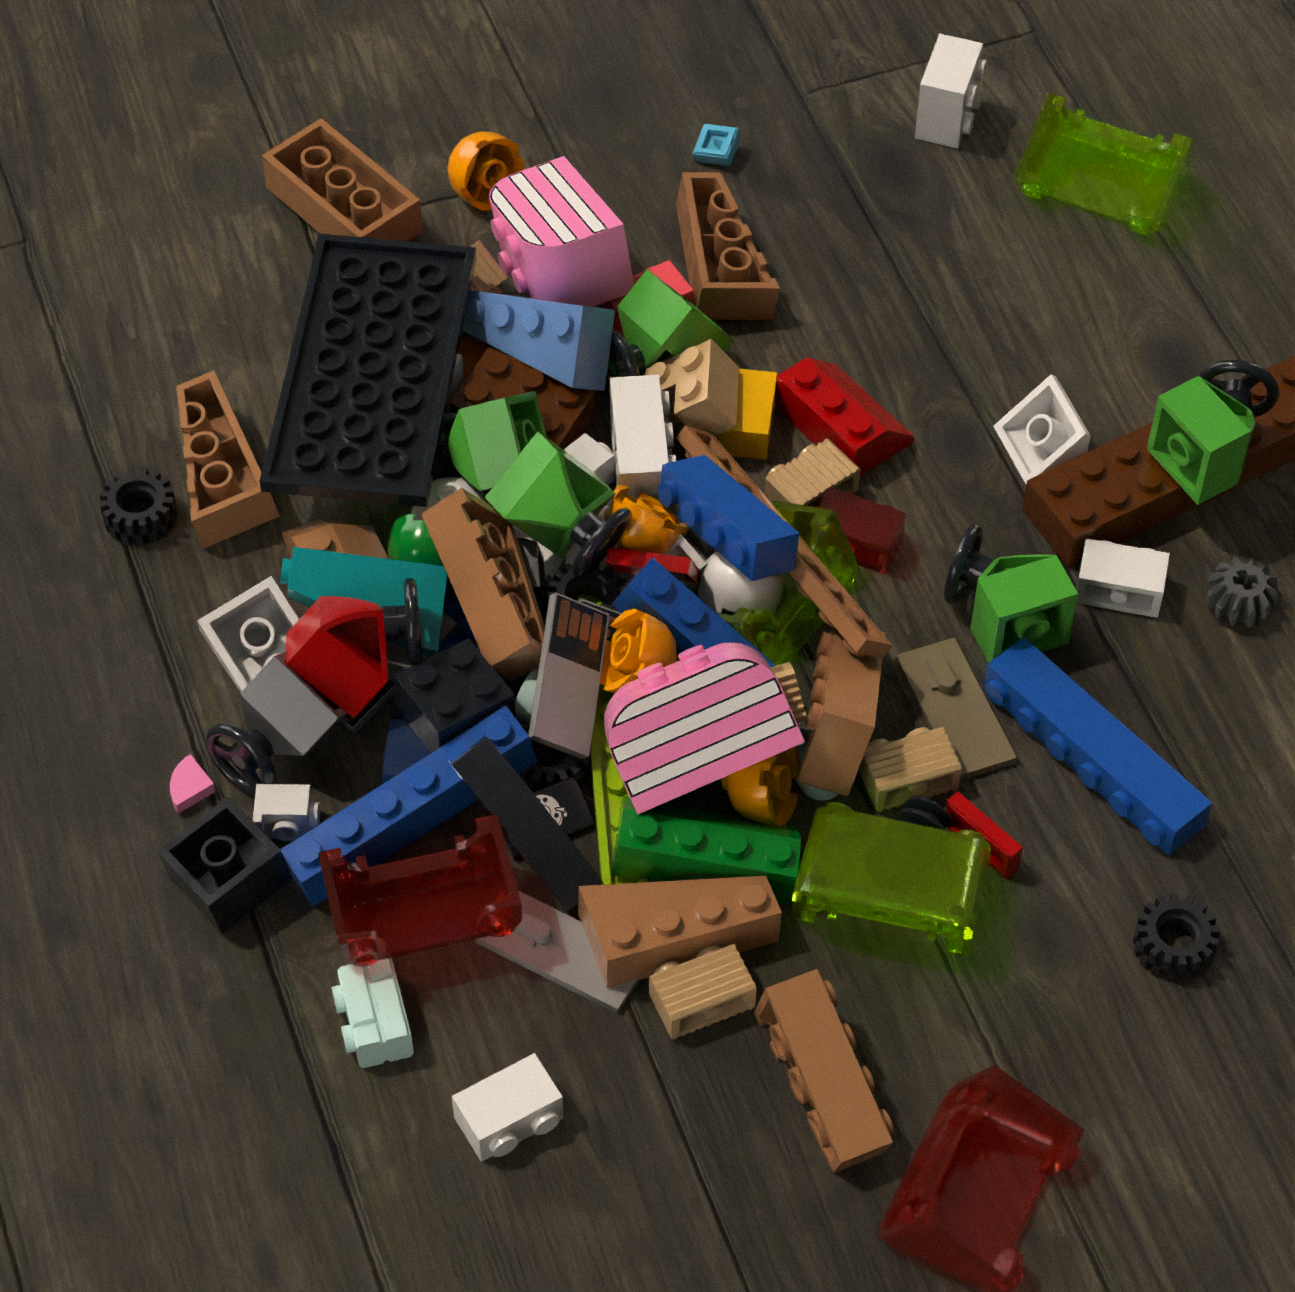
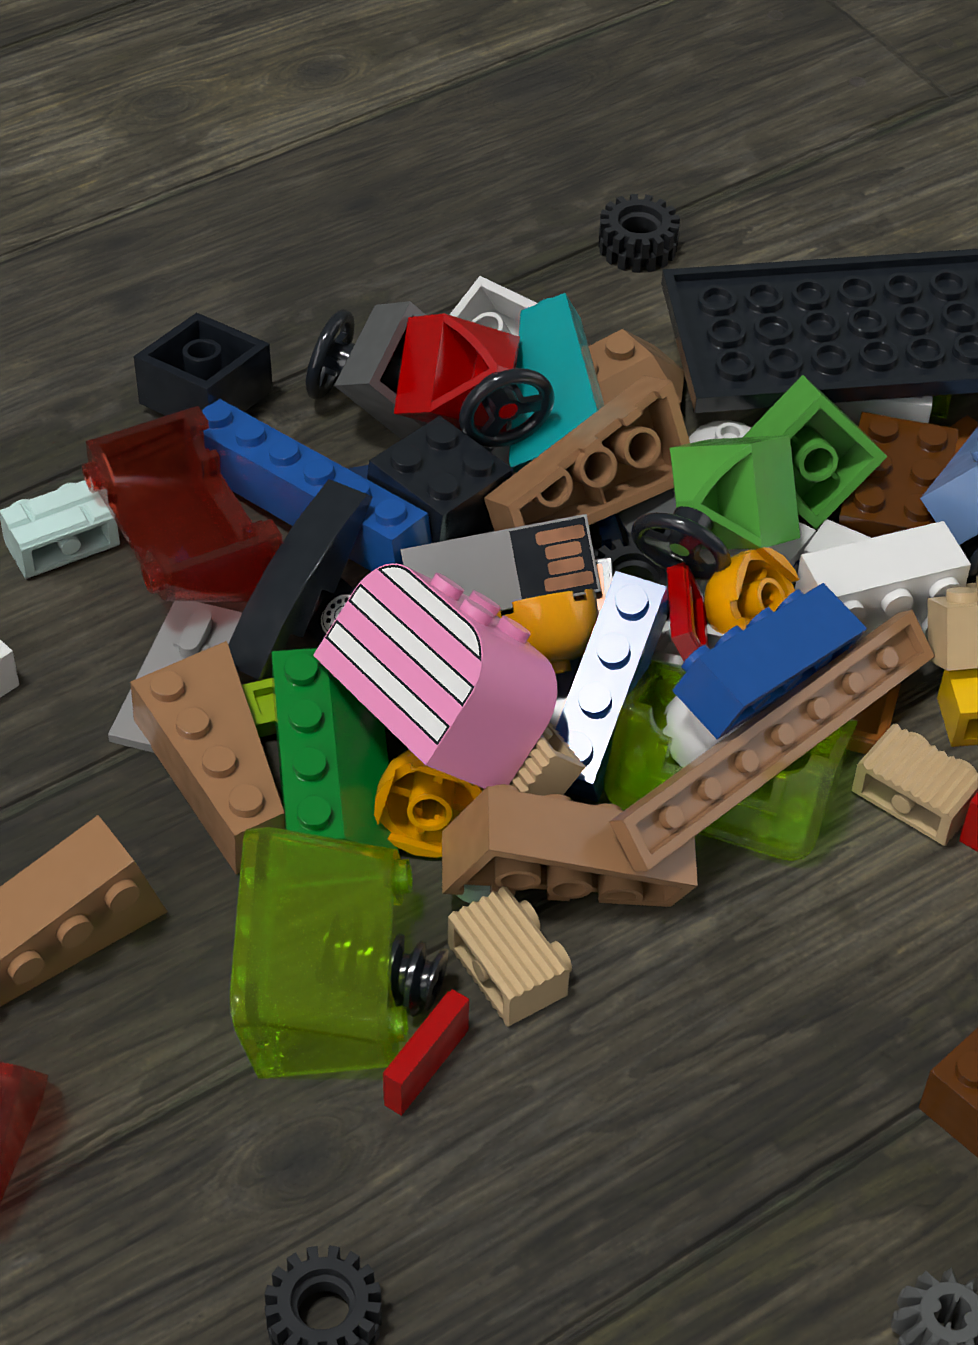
camera: 75 degrees right, 5 degrees down
(189, 784) = (301, 341): bright pink tile -> none
(219, 465) = (752, 237): medium nougat wedge -> none
(285, 810) = (287, 406): white brick -> none
(702, 990) = (137, 798): tan brick -> none
(869, 527) = (865, 844): clear red brick -> none
(954, 700) = (629, 1005): dark tan piece -> none
(1013, 596) = (800, 1017): bright green piece -> none
(1096, 746) = (605, 1170): blue brick -> none
(1122, 577) = (912, 1162): white brick -> none

